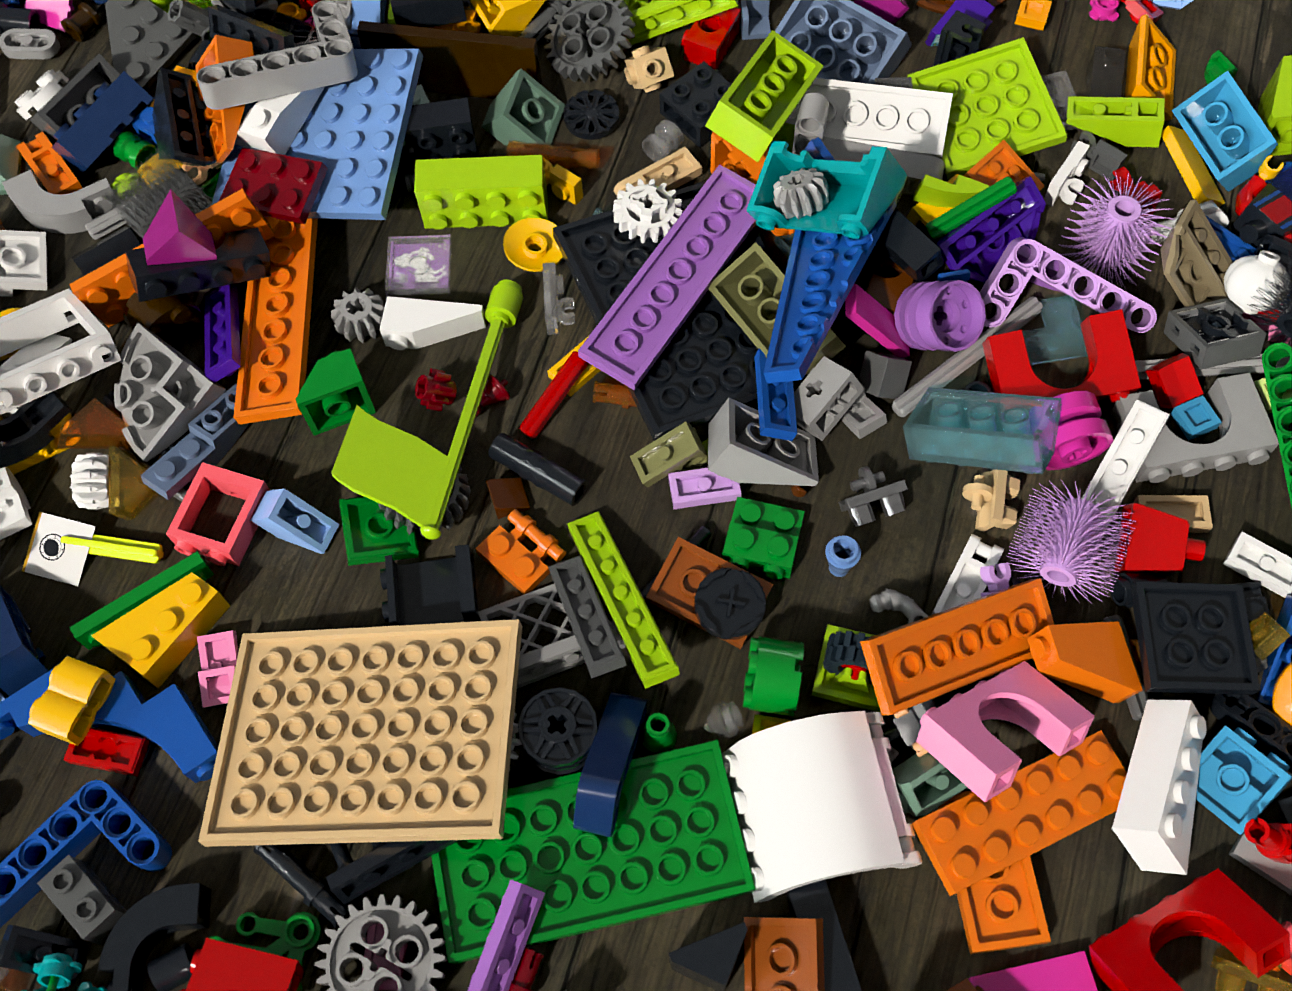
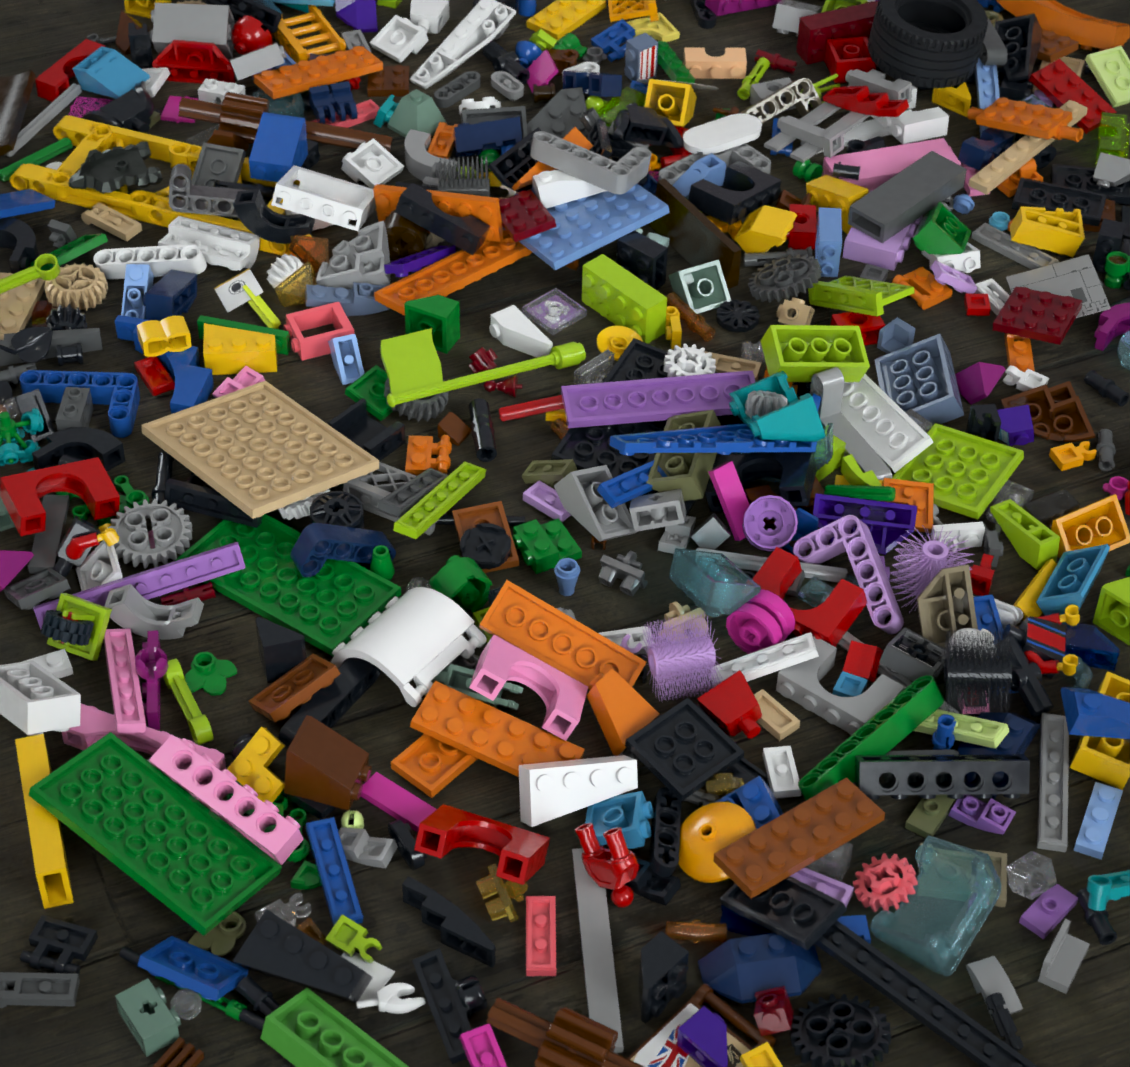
camera: 45 degrees right, 20 degrees down
(177, 235) = (443, 194): magenta slope -> none
(358, 314) = (491, 302): light grey gear -> none

